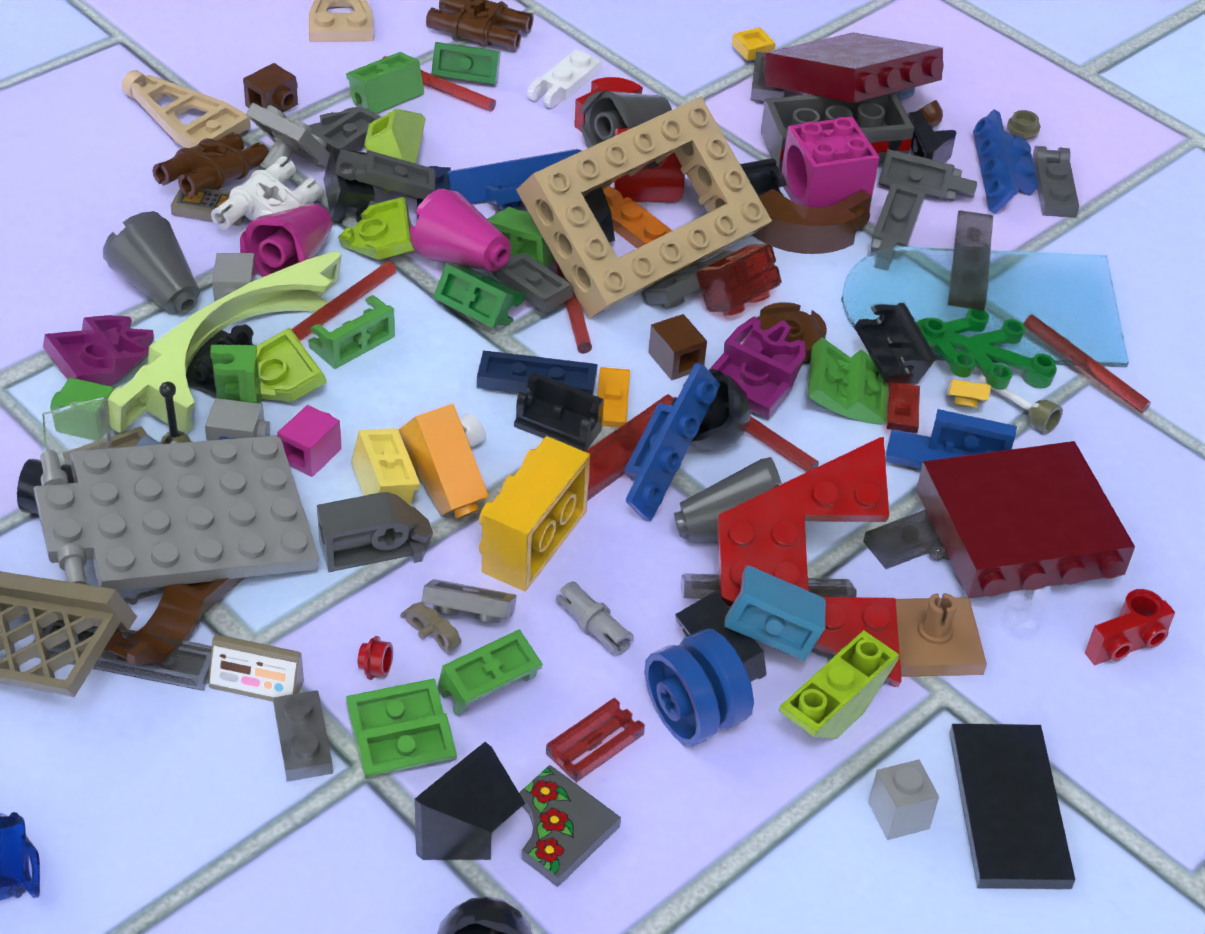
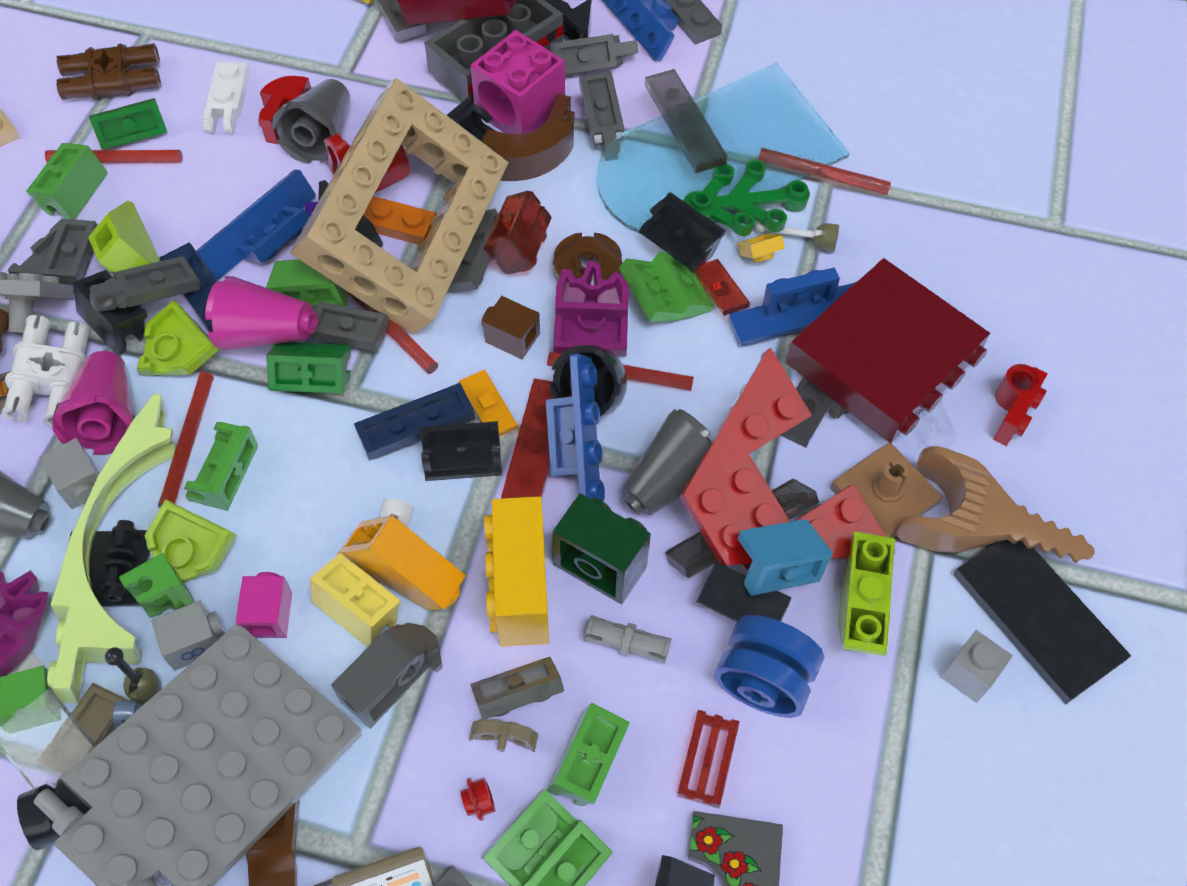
camera: 30 degrees left, 15 degrees up
(620, 531) = (601, 547): none -> dark green brick
(1008, 690) = (981, 513): none -> medium nougat animal

